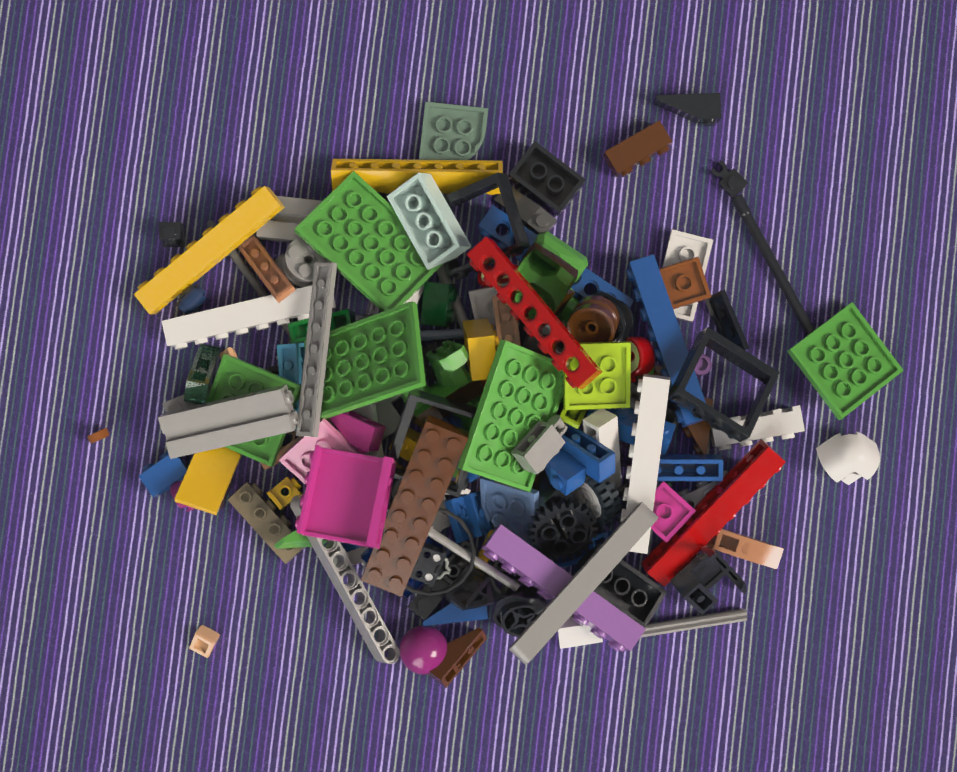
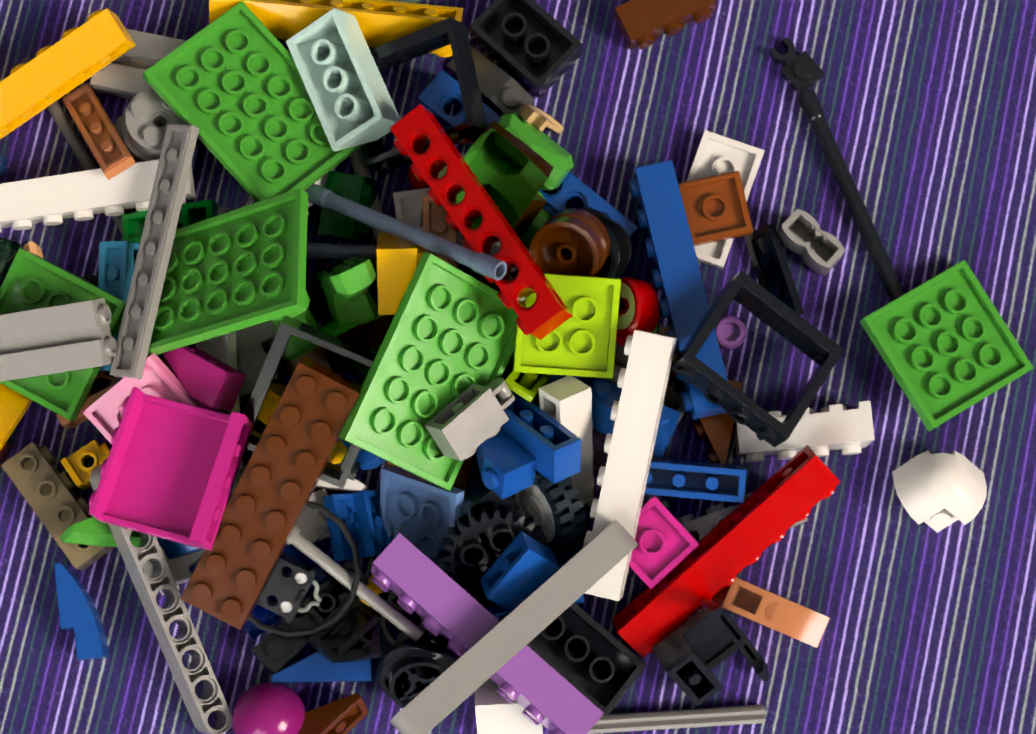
camera: 10 degrees right, 5 degrees down
(291, 593) = (79, 614): none -> blue slope
(538, 342) = (478, 261): none -> sand blue piece
(561, 233) = (539, 118): none -> tan piece
(580, 542) = (518, 572): none -> blue brick
(755, 304) = (817, 247): none -> light grey brick

